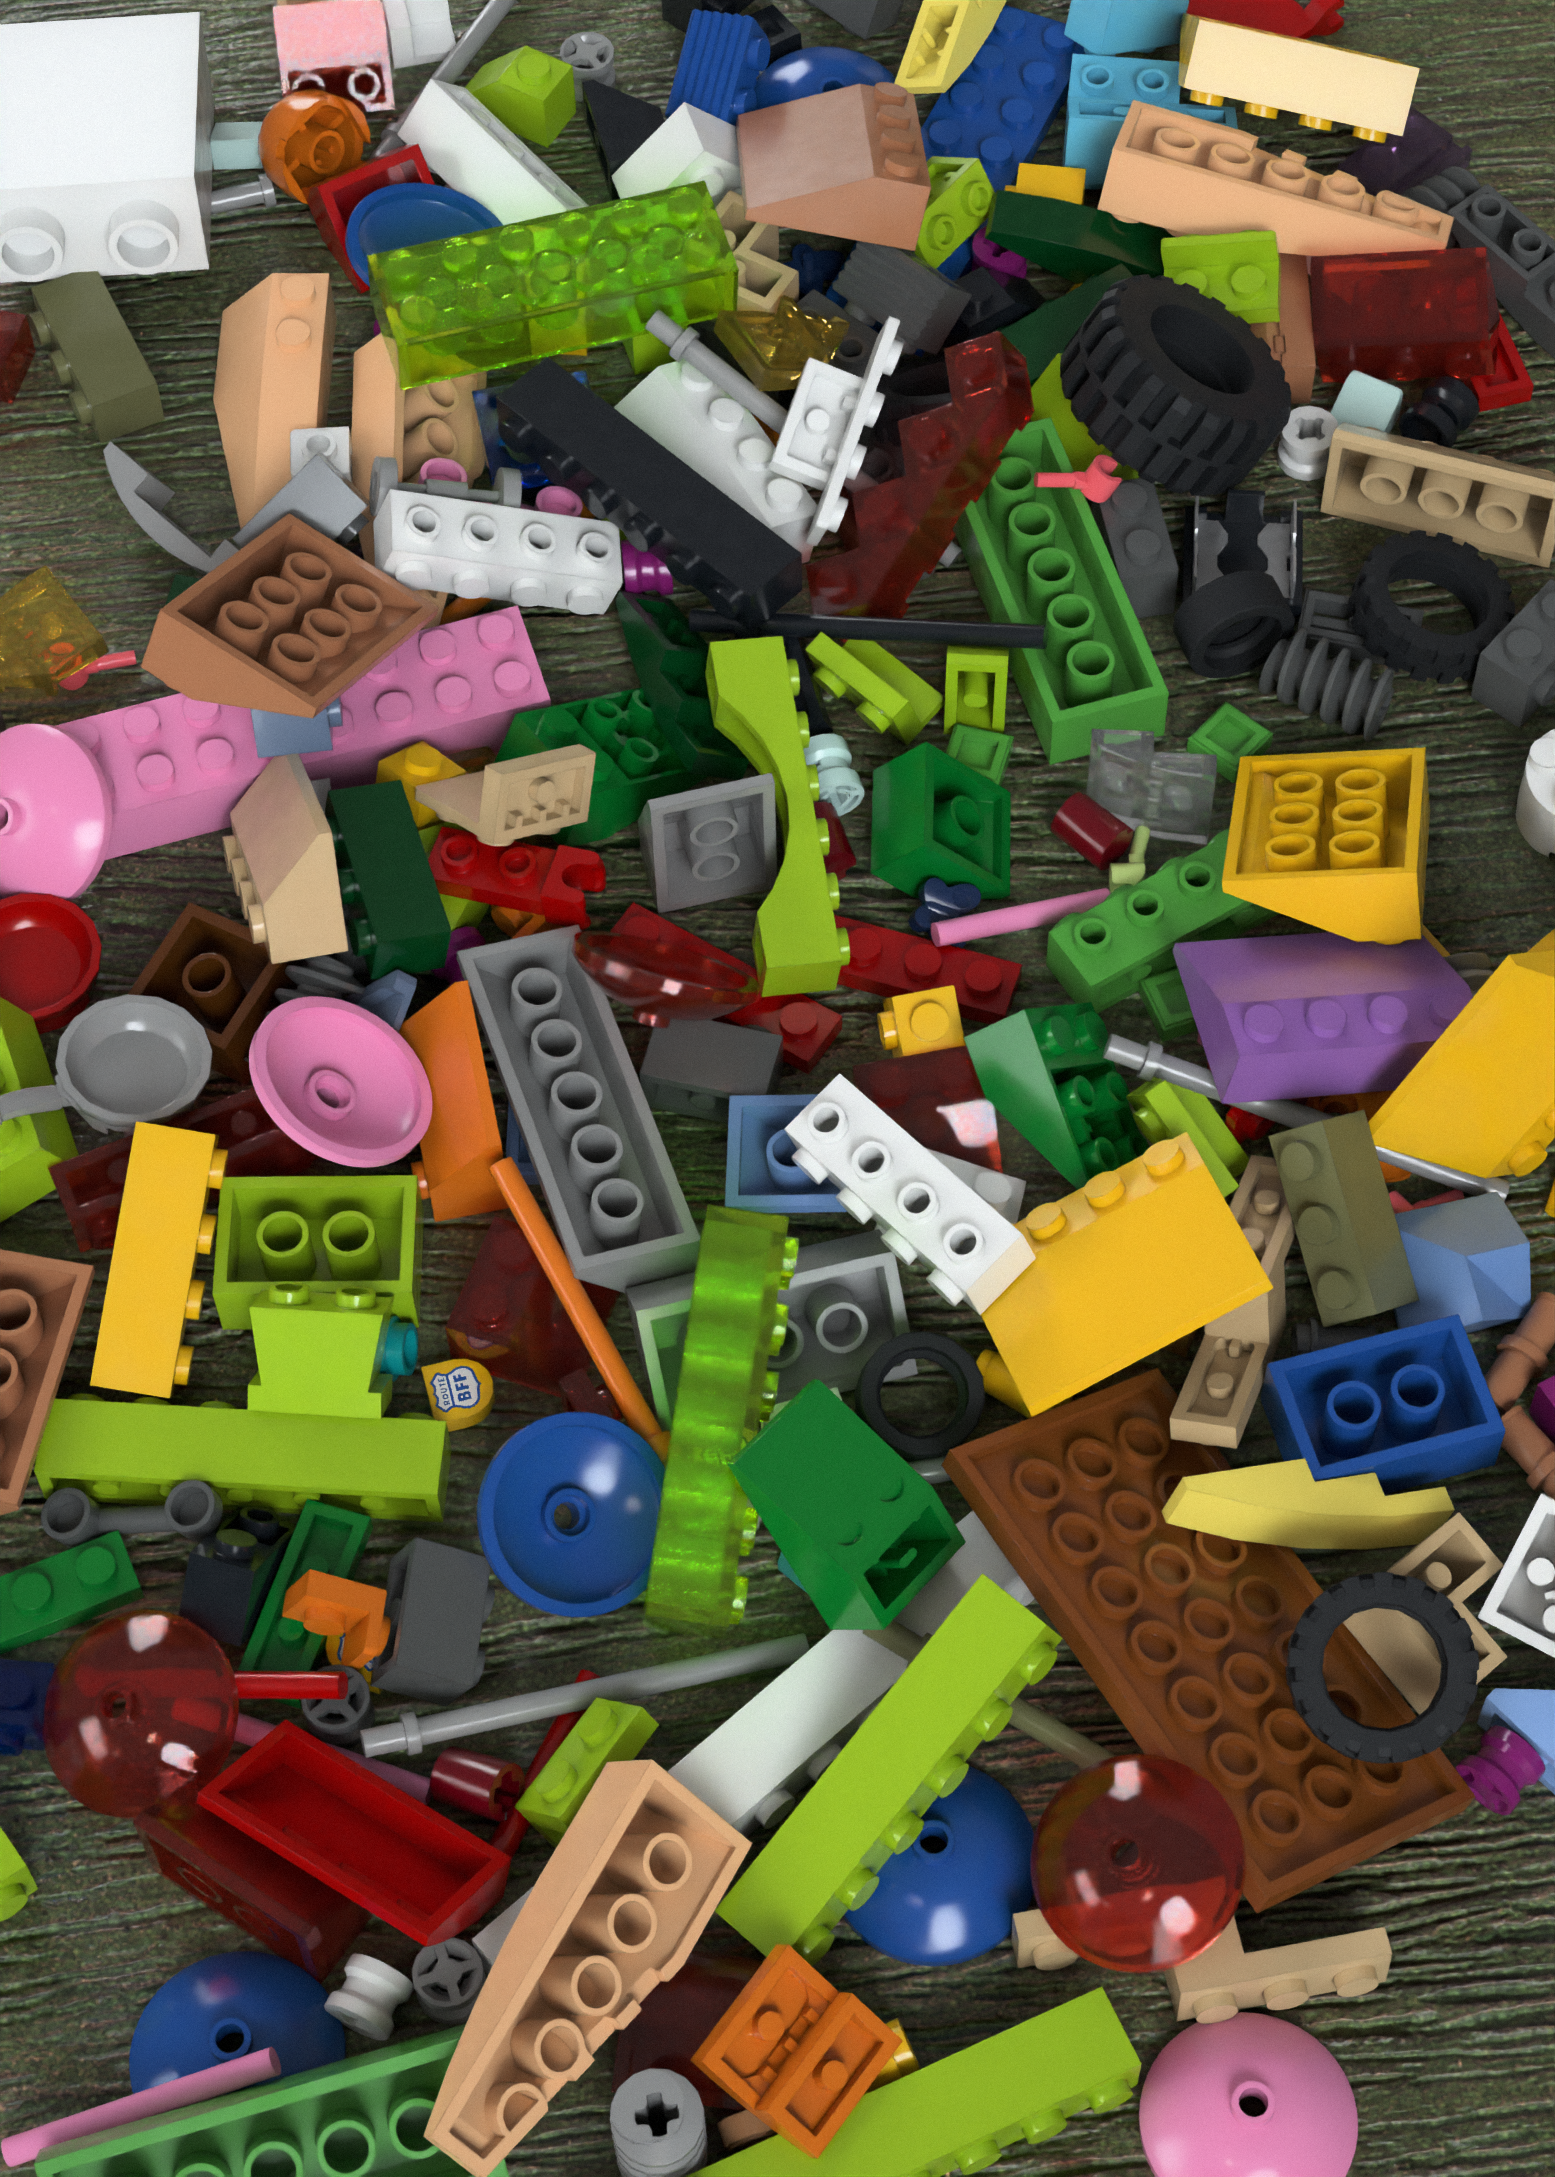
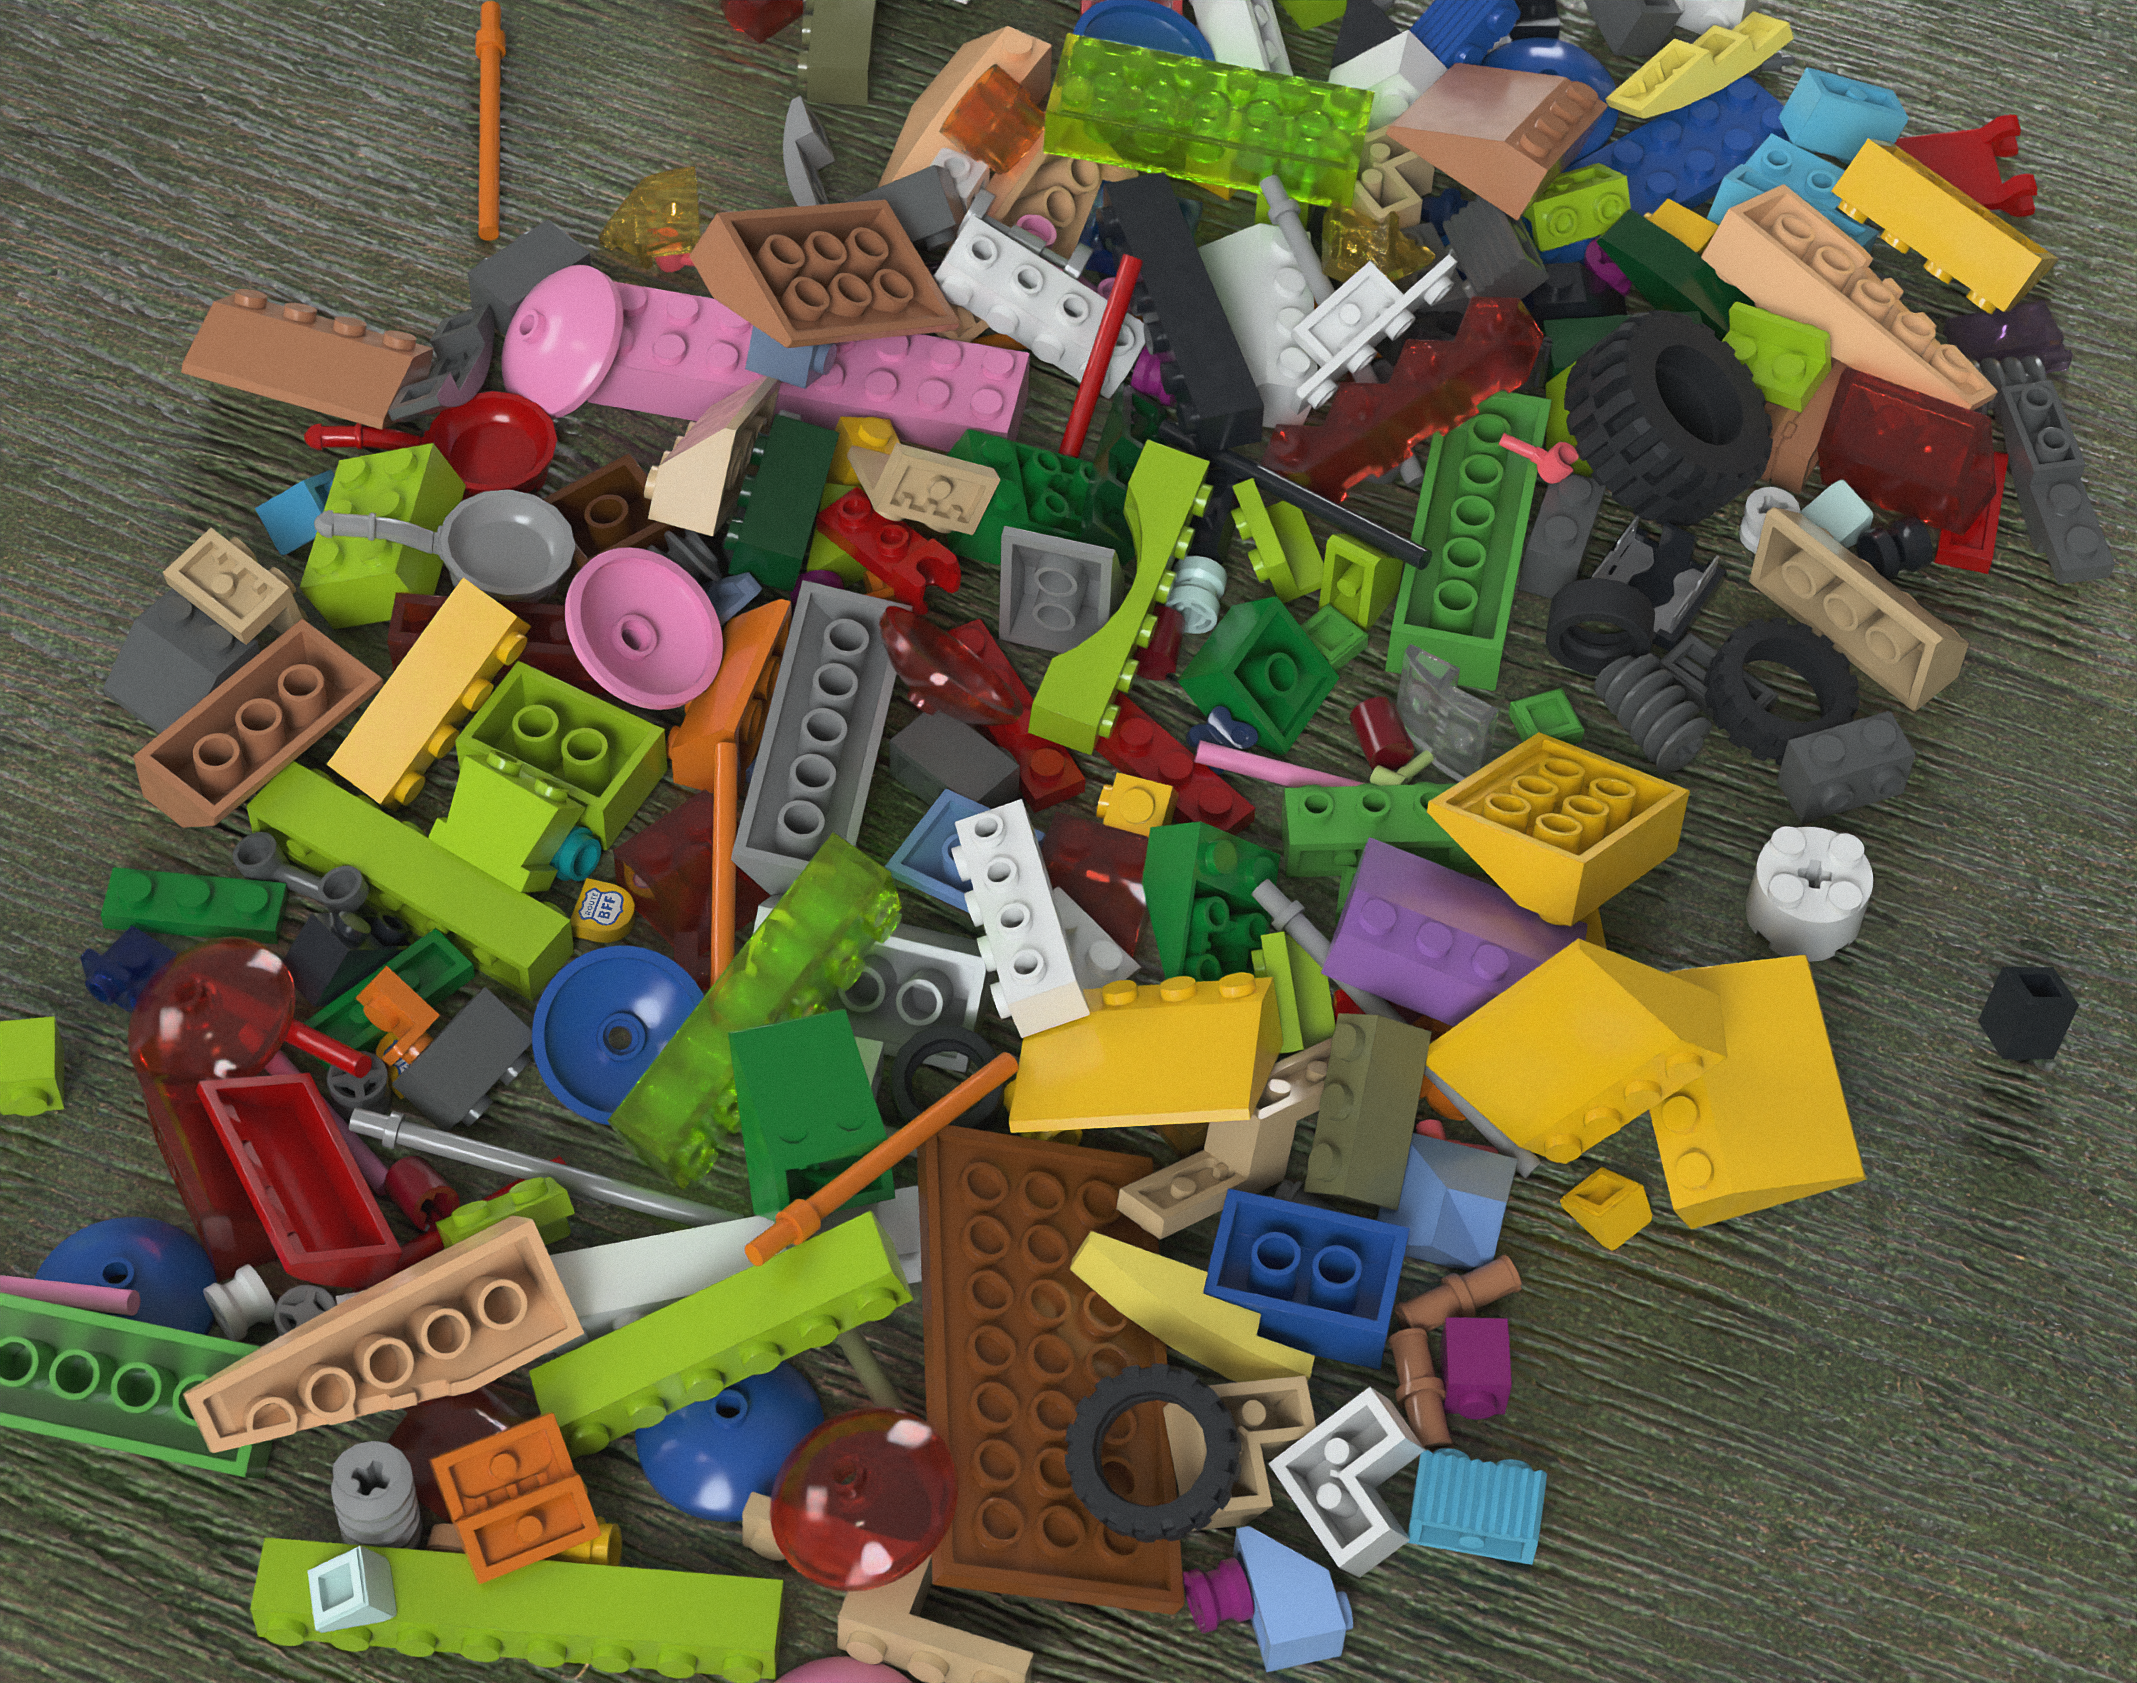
camera: 25 degrees right, 5 degrees down
(334, 379) = (994, 121): none -> clear orange piece
(593, 577) = (1100, 356): none -> red bar
(917, 1615) = (803, 1217): none -> orange bar

